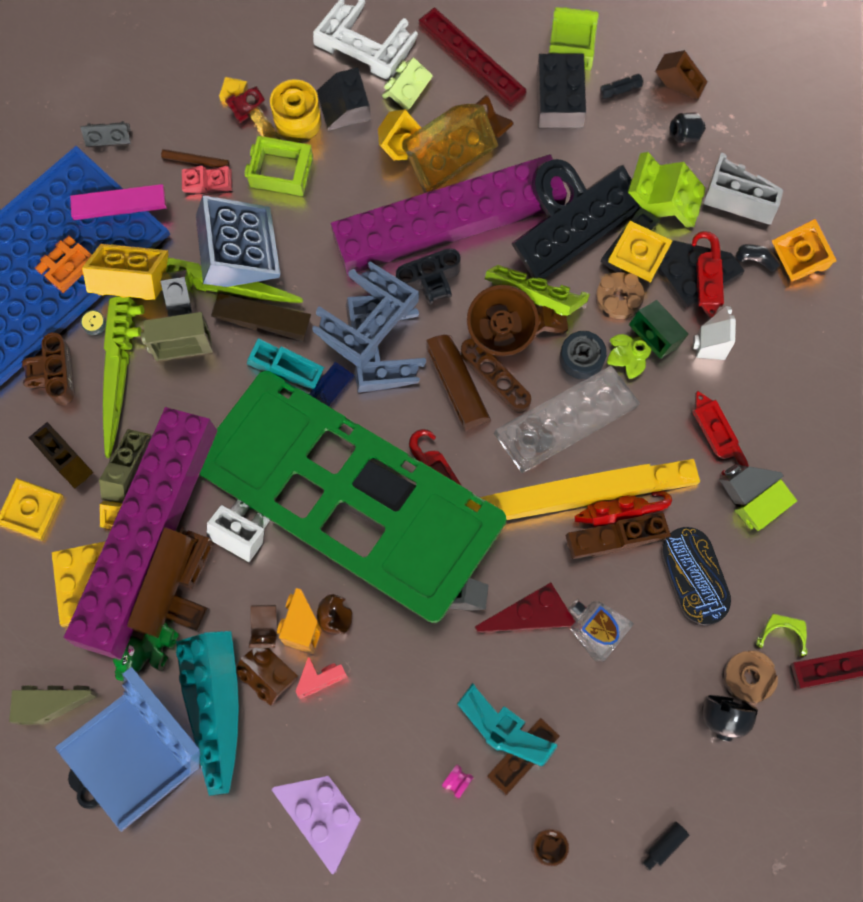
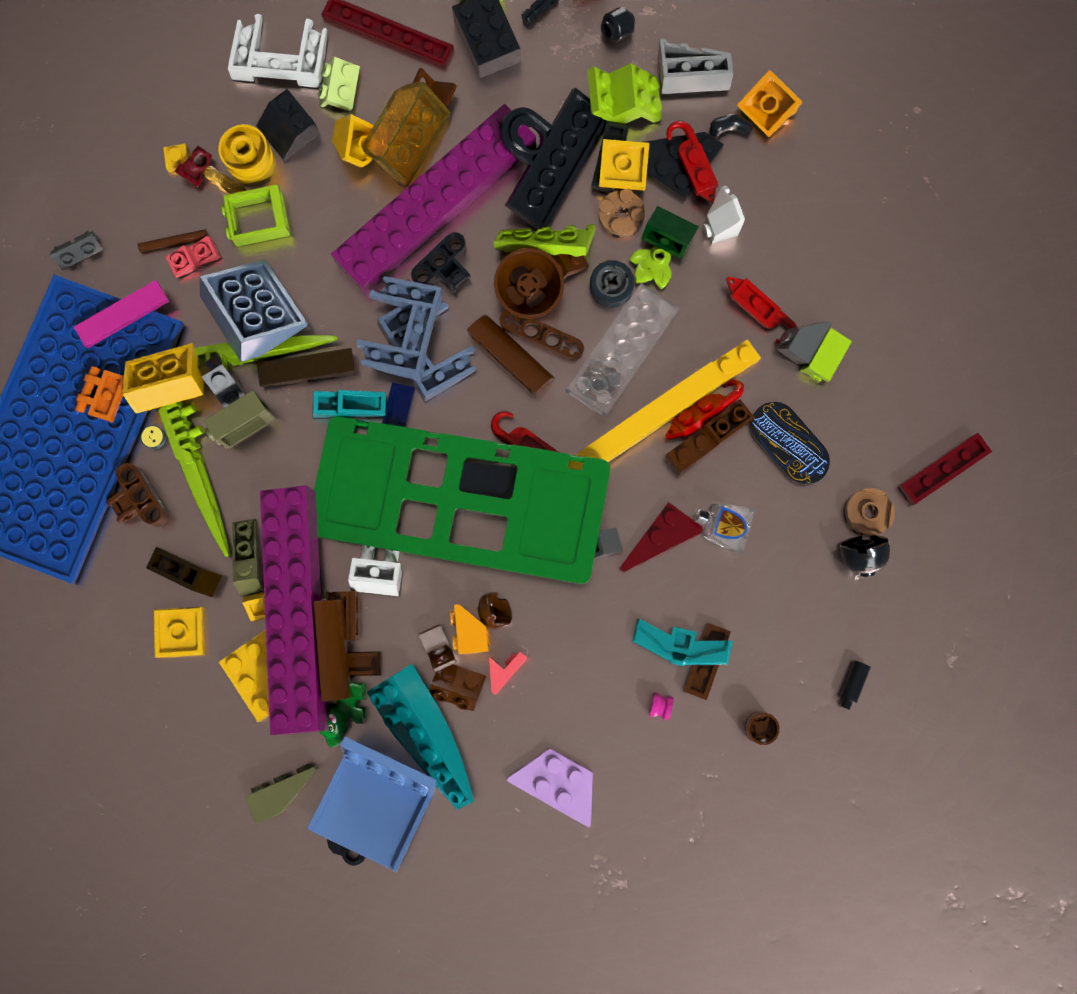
camera: 20 degrees left, 10 degrees up
(783, 621) = (873, 455): lime helmet -> none

